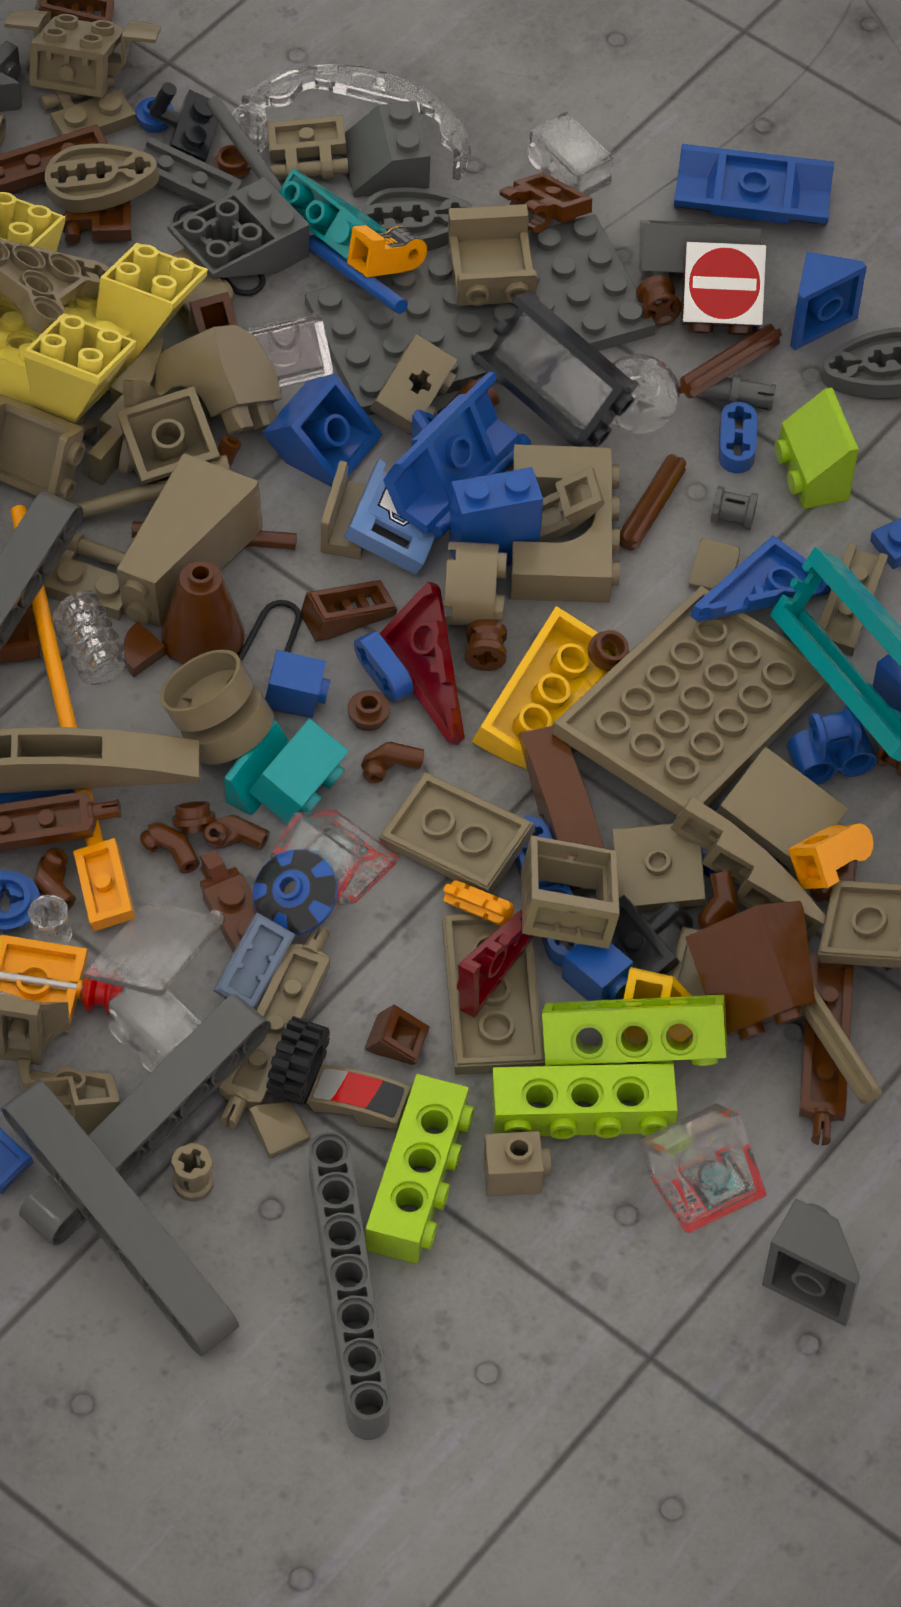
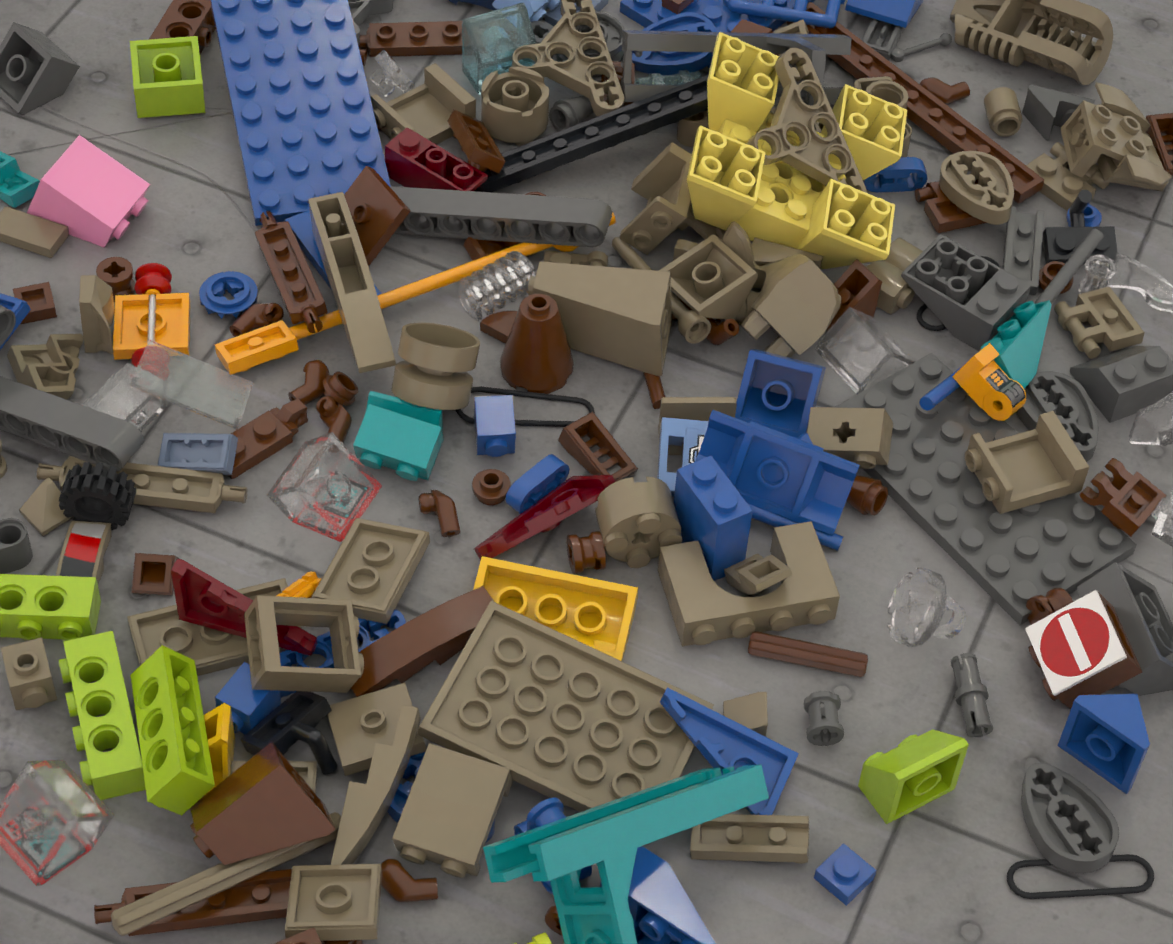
camera: 75 degrees right, 5 degrees down
(49, 920) = (209, 321): clear bush -> none
(309, 902) = (268, 461): dish -> none
(557, 373) = (901, 531): door -> none
(611, 641) = (606, 629): reddish brown plate -> none
(724, 902) = (335, 782): reddish brown arm -> none
(729, 361) = (996, 676): reddish brown axle -> none
(730, 436) = (917, 710): blue beam -> none
(828, 850) = (410, 851): light orange leg -> none

